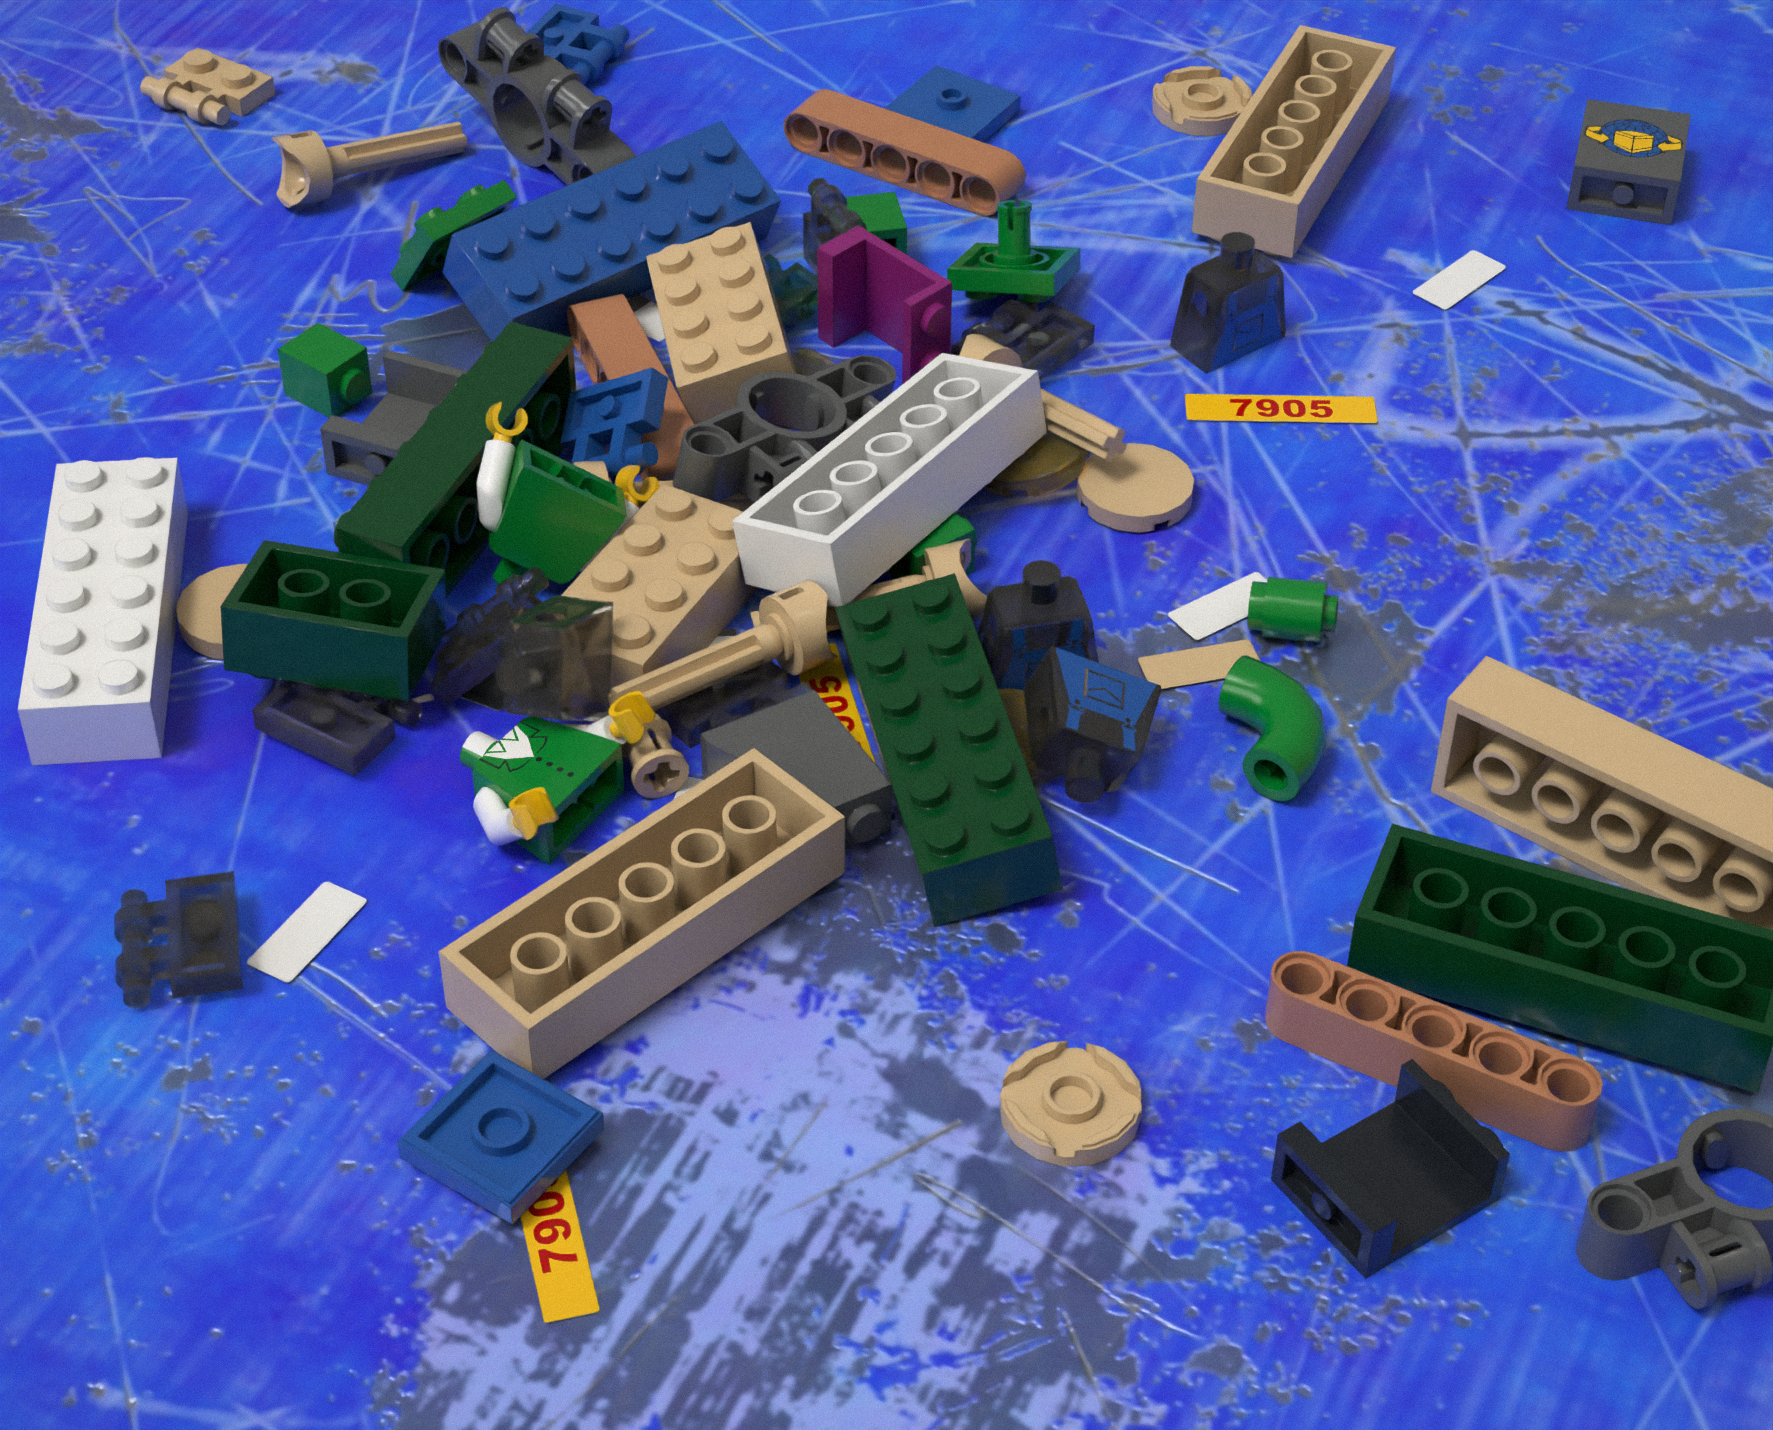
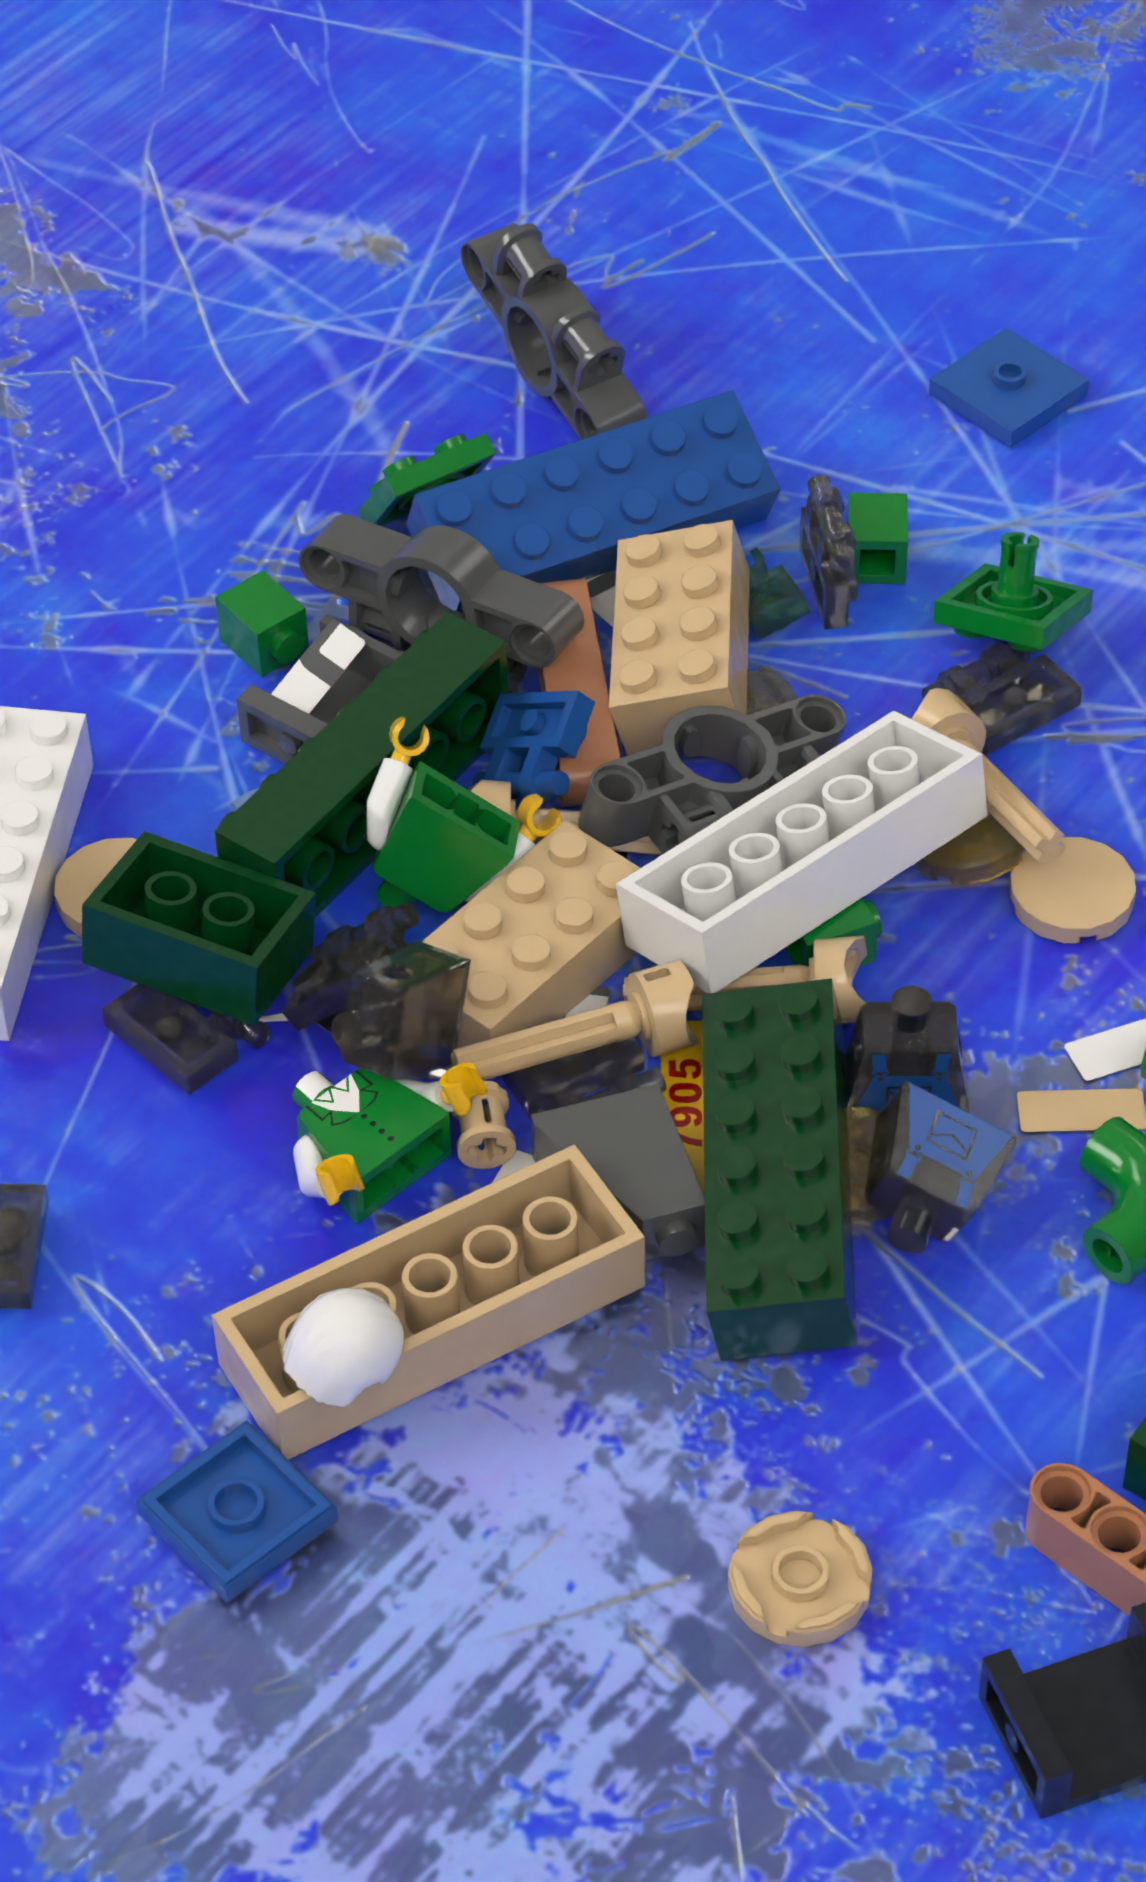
camera: 15 degrees right, 5 degrees up
(209, 87) = (232, 249): tan plate -> none
(306, 932) = (106, 1256): white sticker -> none
(311, 166) = (302, 372): tan piece -> none
(393, 392) = (319, 666): none -> white sticker
(433, 313) = (388, 600): none -> dark grey piece
(559, 1254) = (265, 1641): yellow sticker -> none
(570, 30) = (602, 239): blue plate -> none
(580, 953) = (343, 1345): none -> white hair
(885, 293) = (845, 609): magenta panel -> none
(904, 152) = (940, 437): nougat beam -> none

